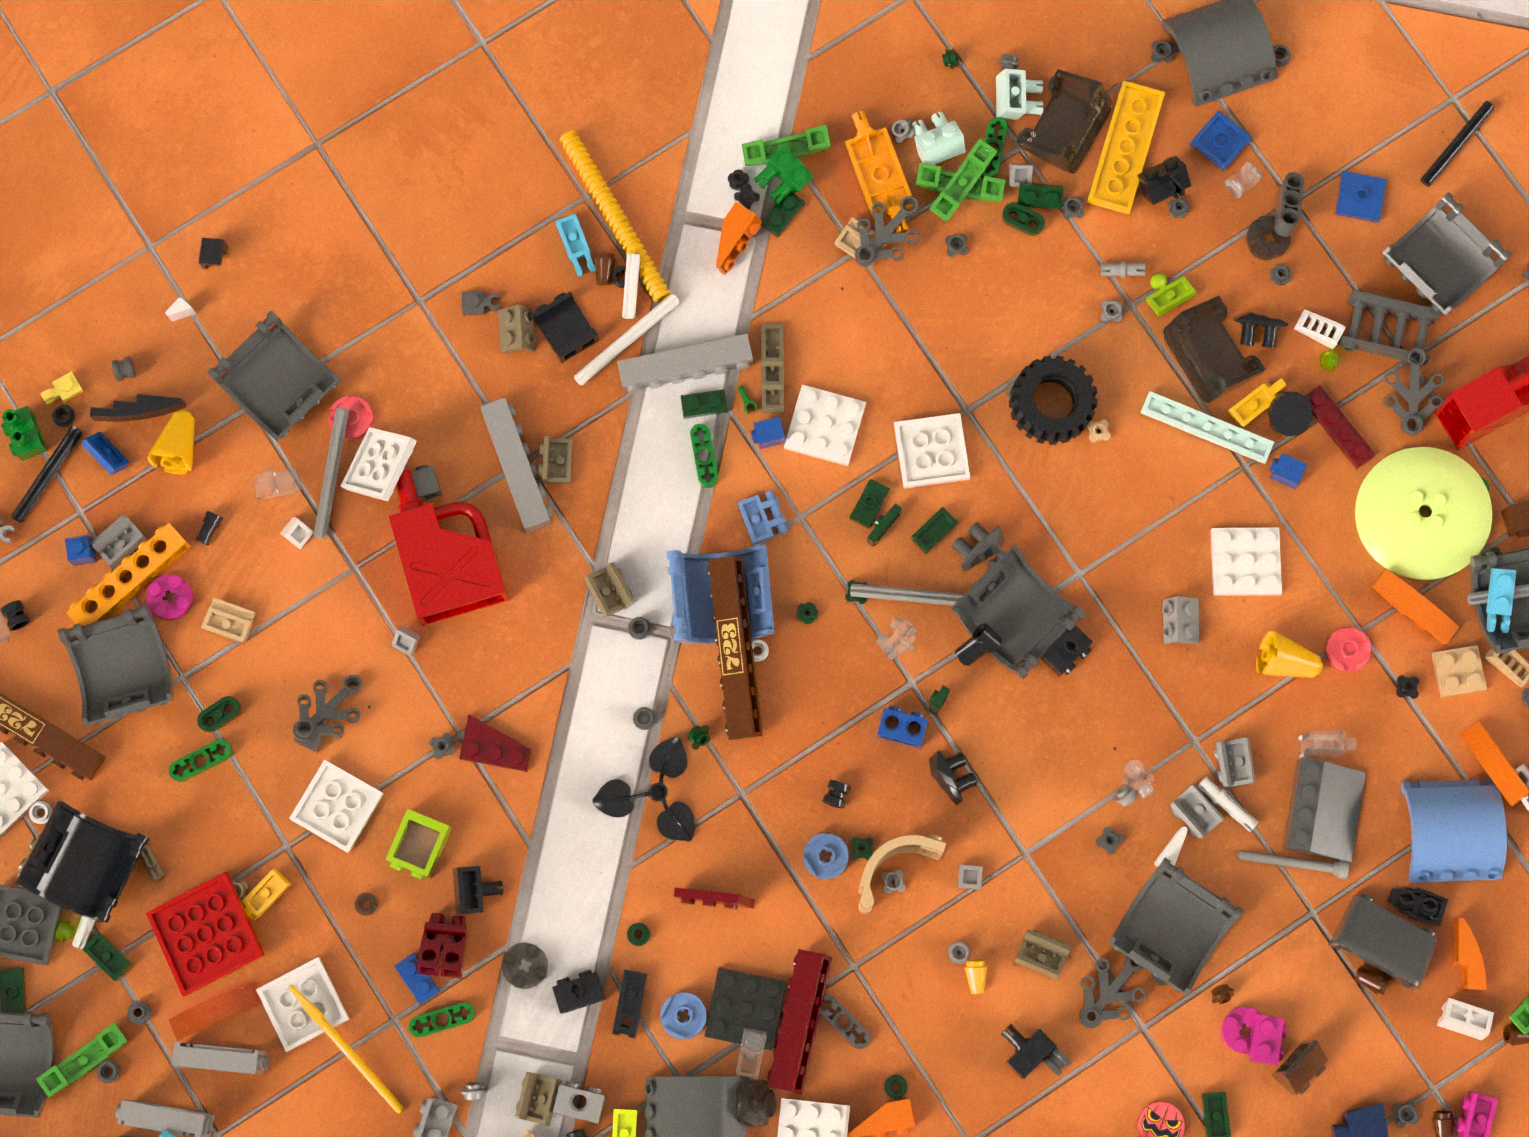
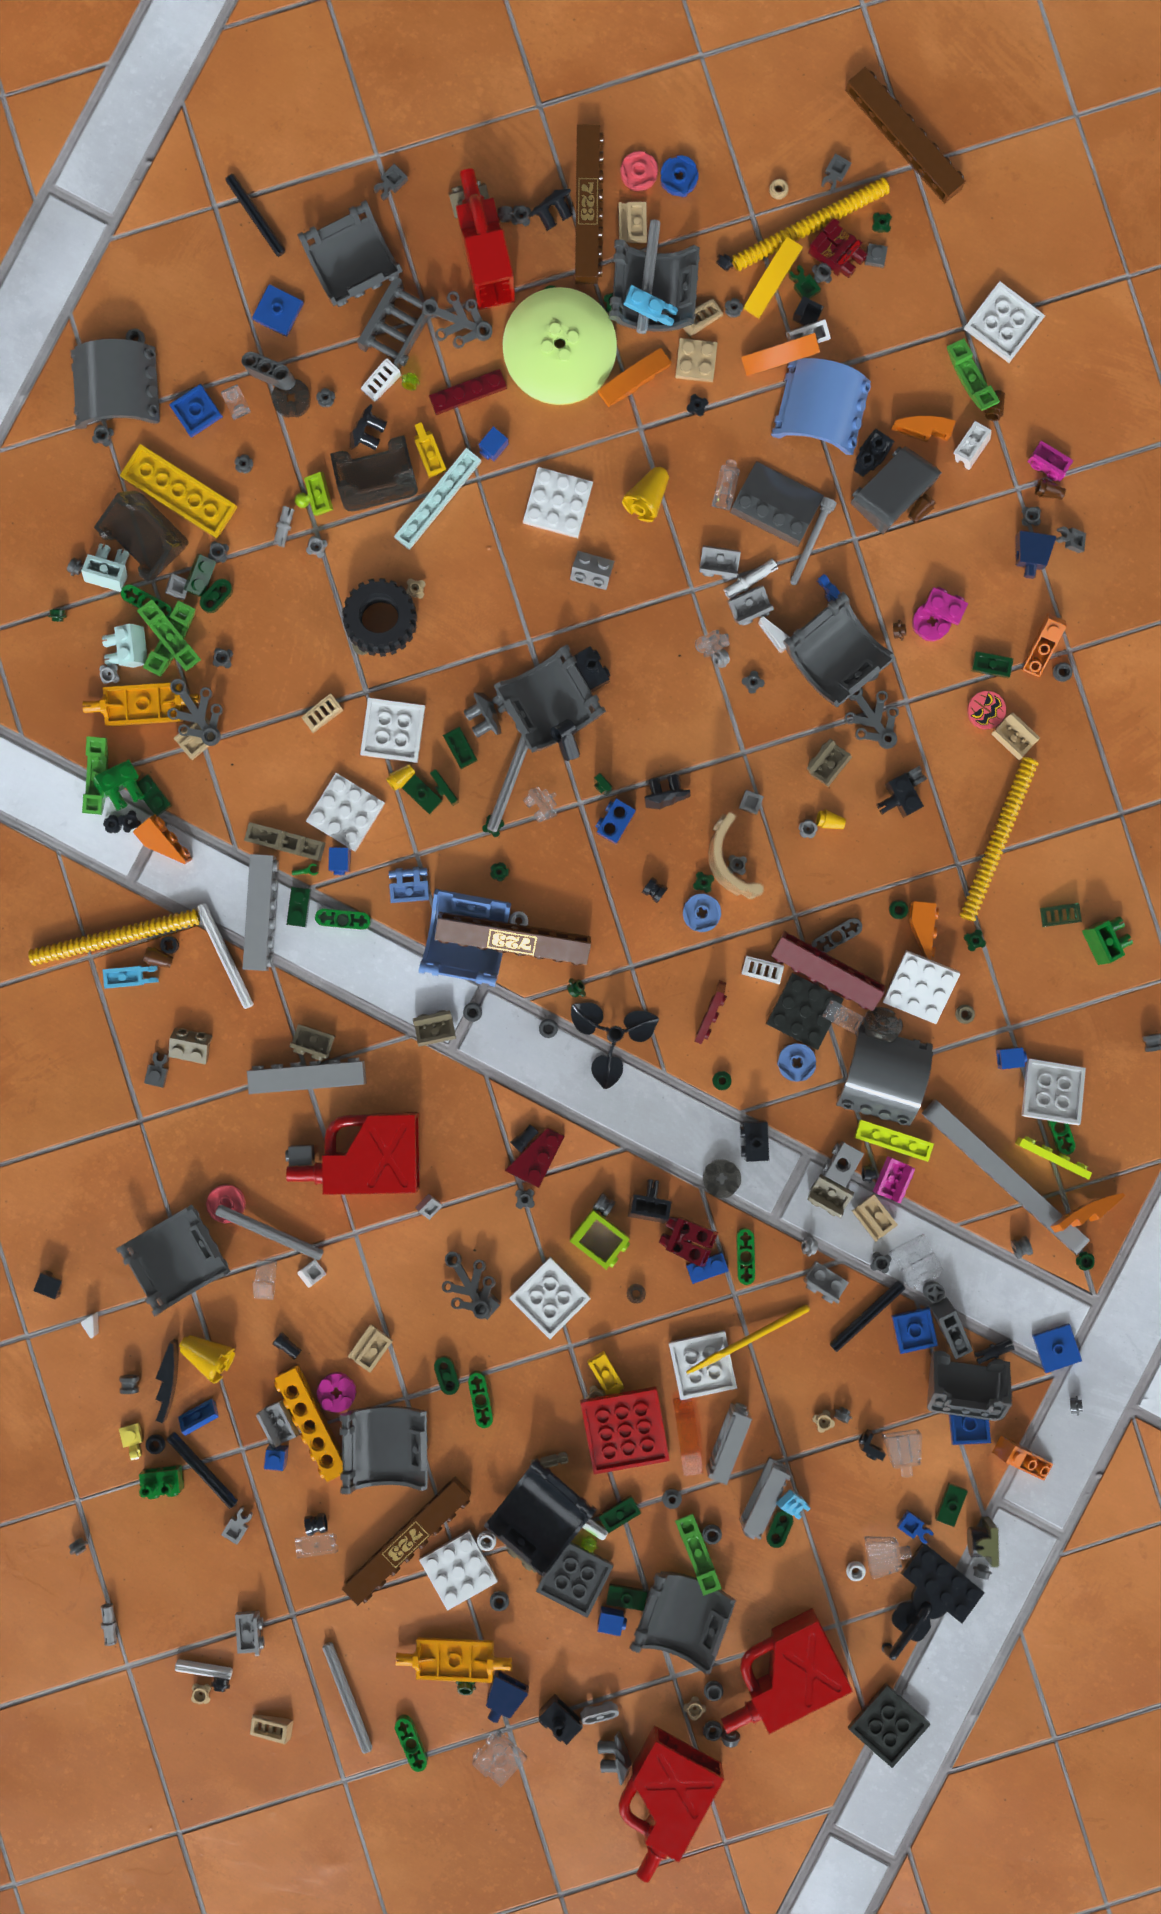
camera: 75 degrees left, 10 degrees up
(378, 464) = (274, 1191): white plate -> none
(458, 837) = (603, 1205): none -> dark grey wheel
(507, 724) = (522, 1140): none -> black pin
(565, 326) = (199, 1004): black panel -> none
(630, 1003) = (774, 1102): black plate -> none
(631, 286) = (180, 939): white axle -> none
(780, 964) = (777, 979): none -> white slope
(881, 473) = (400, 777): none -> yellow cone
(936, 384) = (323, 703): none -> tan slope
(1164, 180) = (218, 467): black brick -> none
(1243, 900) = (830, 589): none -> blue plate
(1290, 413) = (446, 427): black tile -> none
(1301, 1066) = (973, 586): clear smoke slope -> none
(1348, 649) = (651, 448): coral tile -> none

